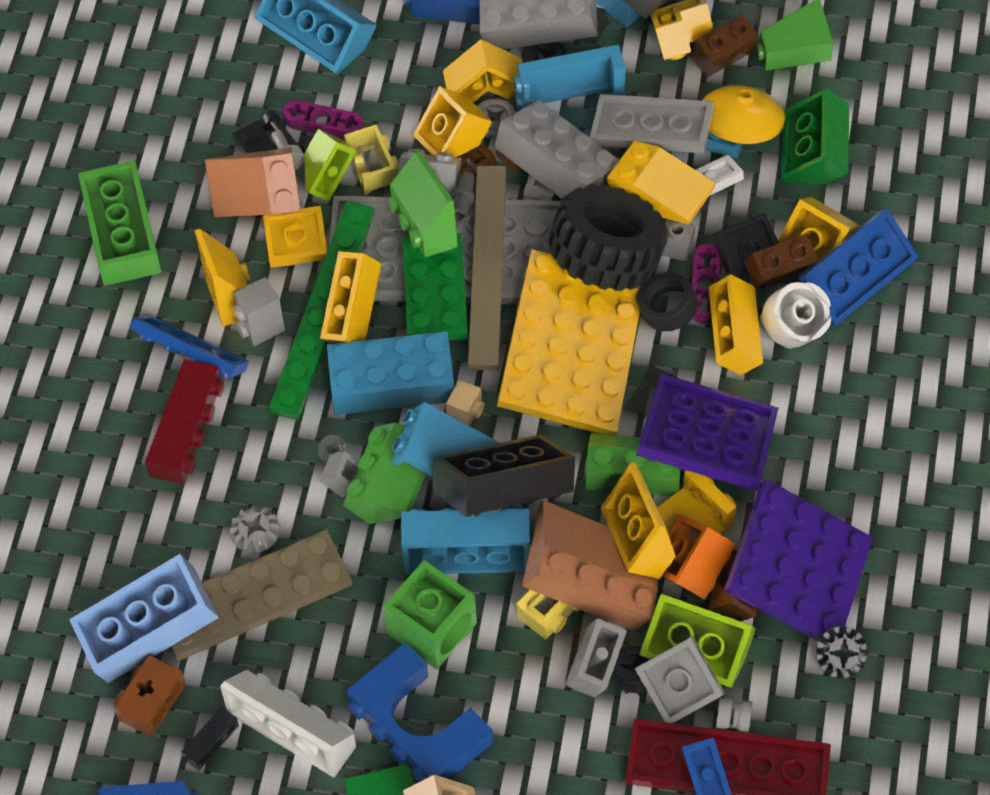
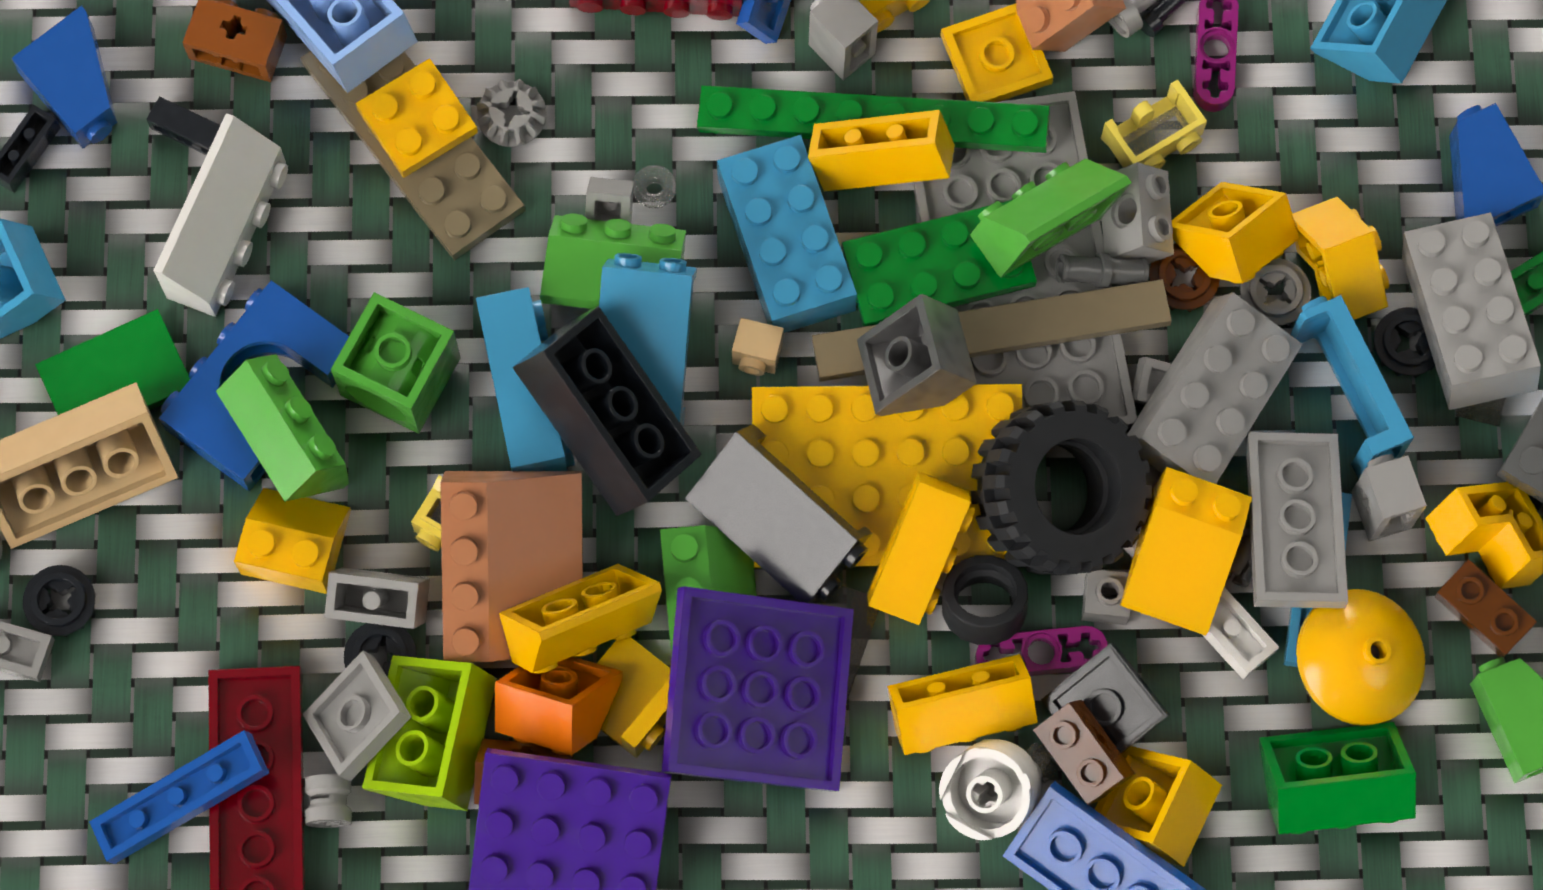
camera: 75 degrees right, 15 degrees up
(247, 581) = (416, 118): none -> yellow plate
(326, 164) = (1123, 66): lime slope -> none
(462, 690) = (282, 429): none -> bright green slope
(505, 298) = (916, 358): none -> flat silver slope
(539, 712) = (292, 540): none -> yellow slope
(591, 400) = (777, 518): none -> panel
(629, 325) = (920, 549): none -> yellow brick
(646, 73) = (1388, 496): none -> light grey brick

